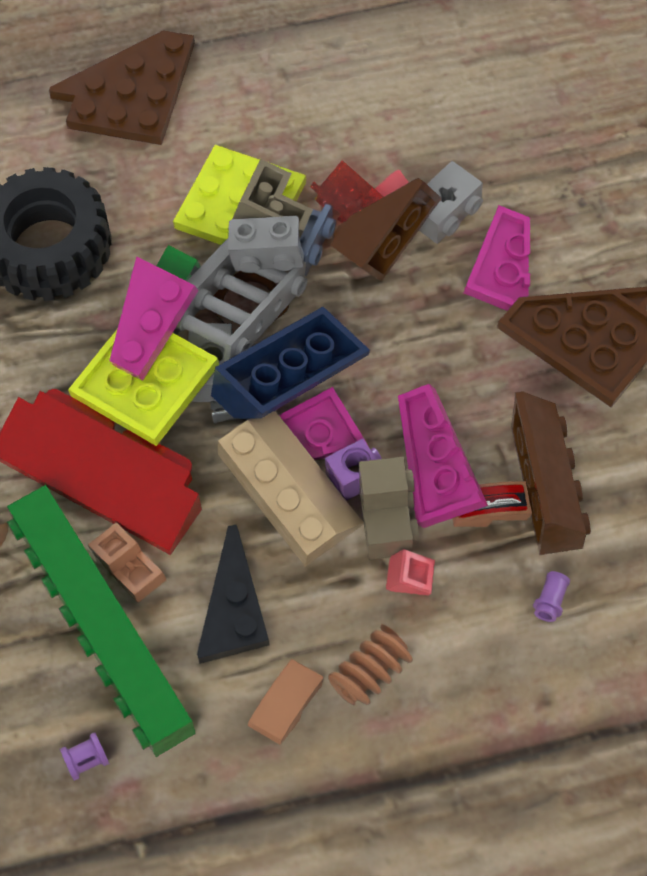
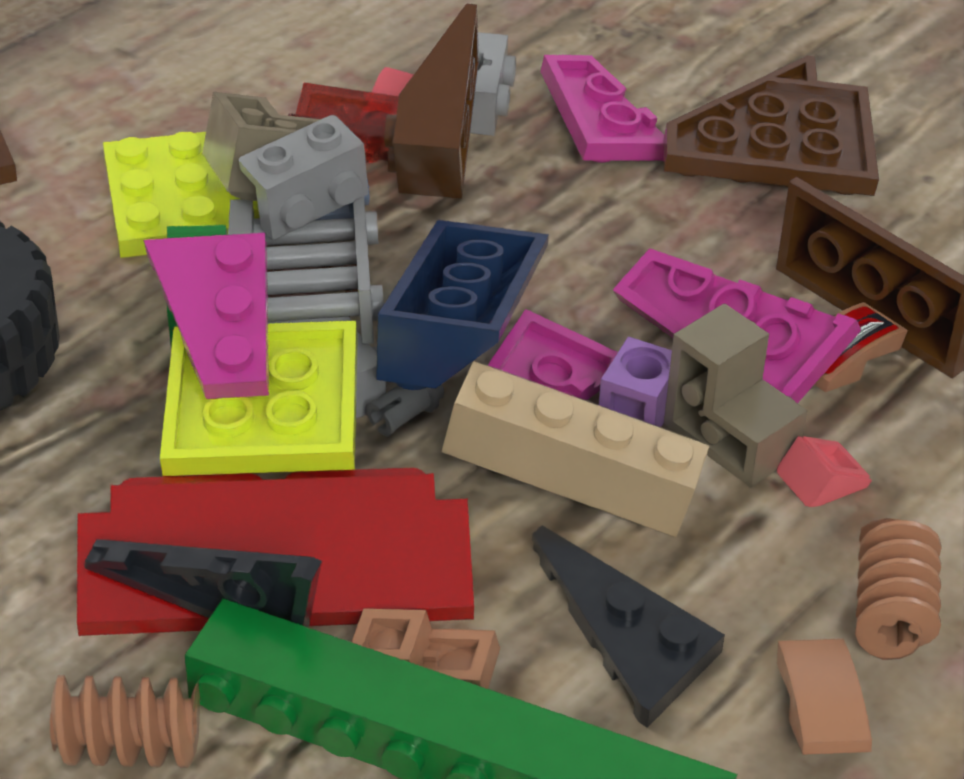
camera: 40 degrees left, 20 degrees down
(49, 472) = (205, 576): none -> black wing

